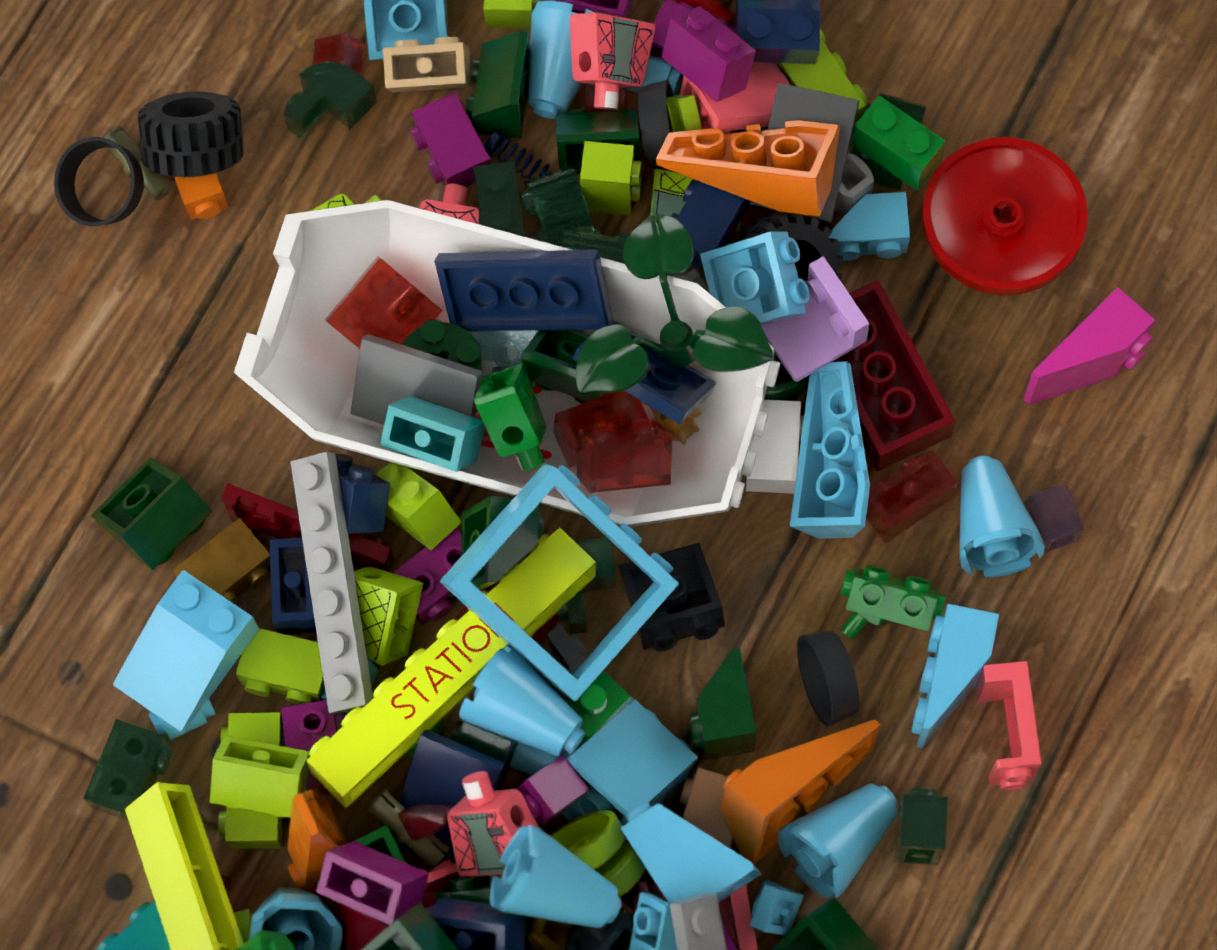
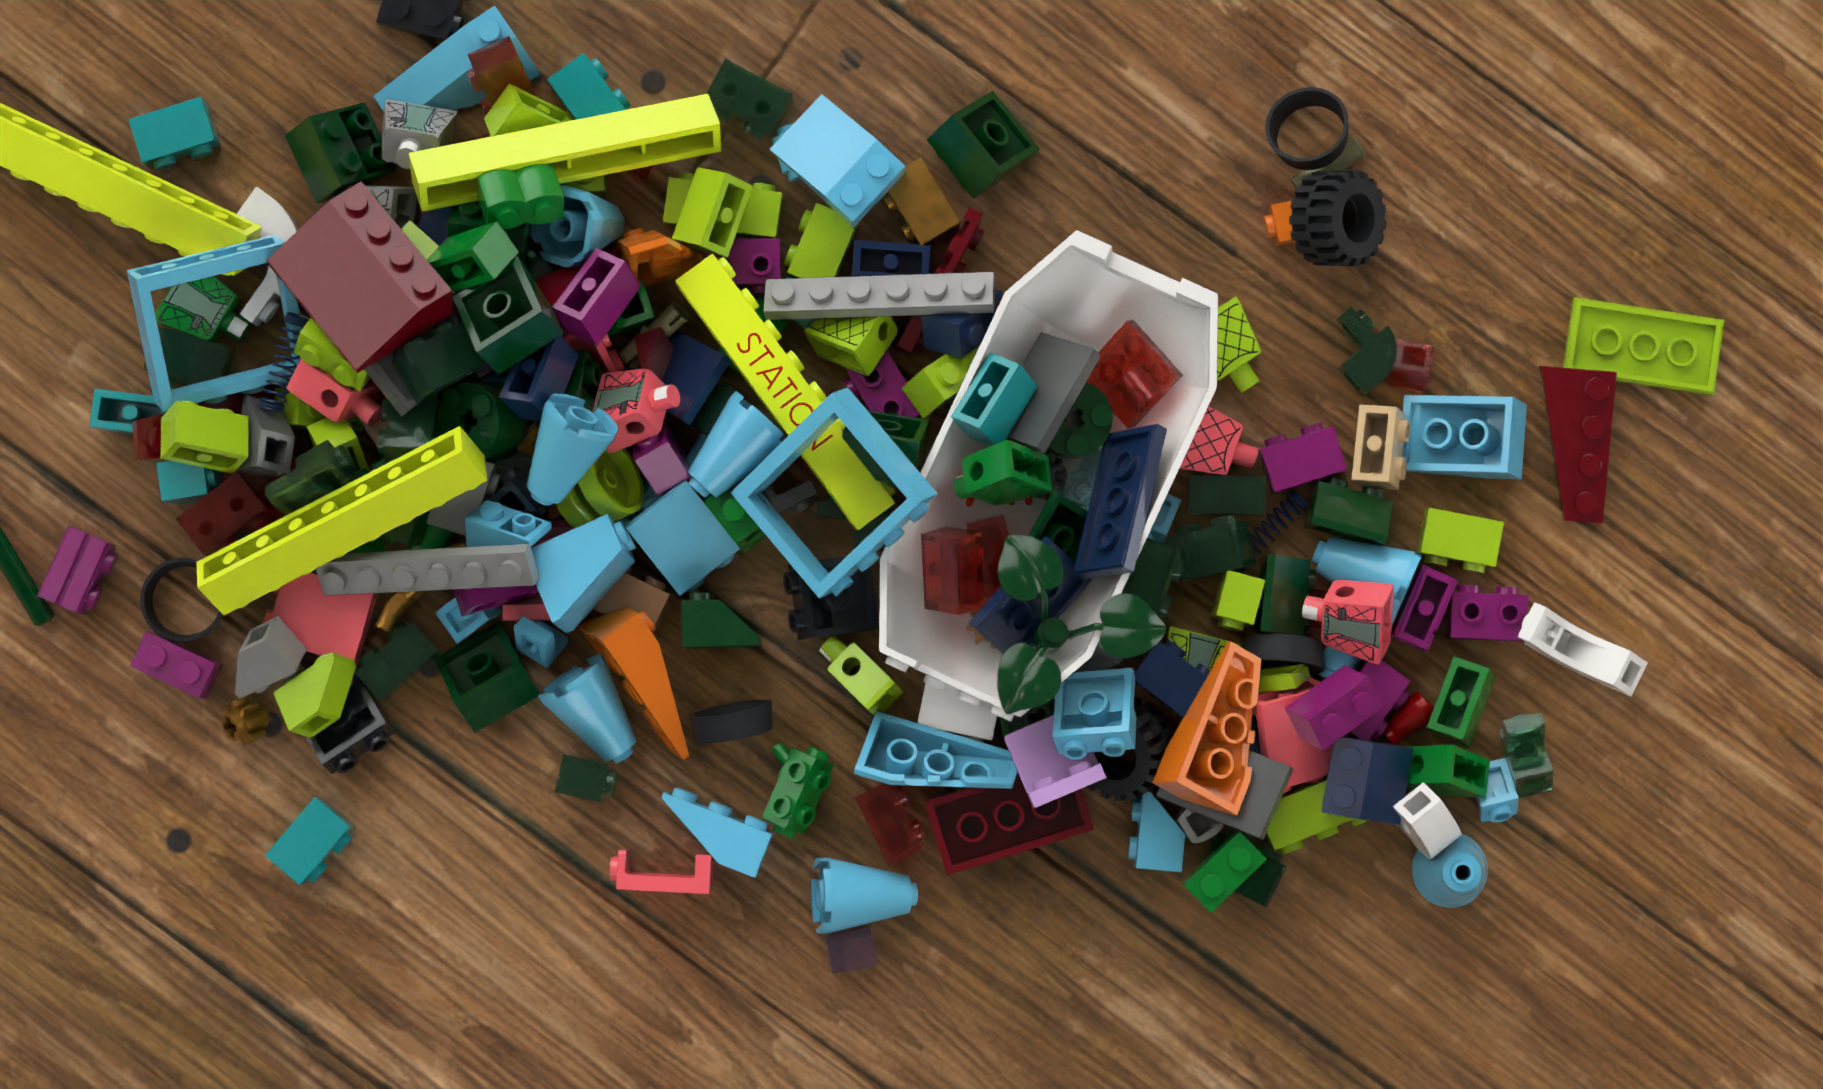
camera: 90 degrees right, 15 degrees up
(759, 532) = (870, 685): none -> lime torso
(1004, 215) = (1146, 960): red dish -> none
(1096, 350) = (1004, 1025): dark pink slope -> none

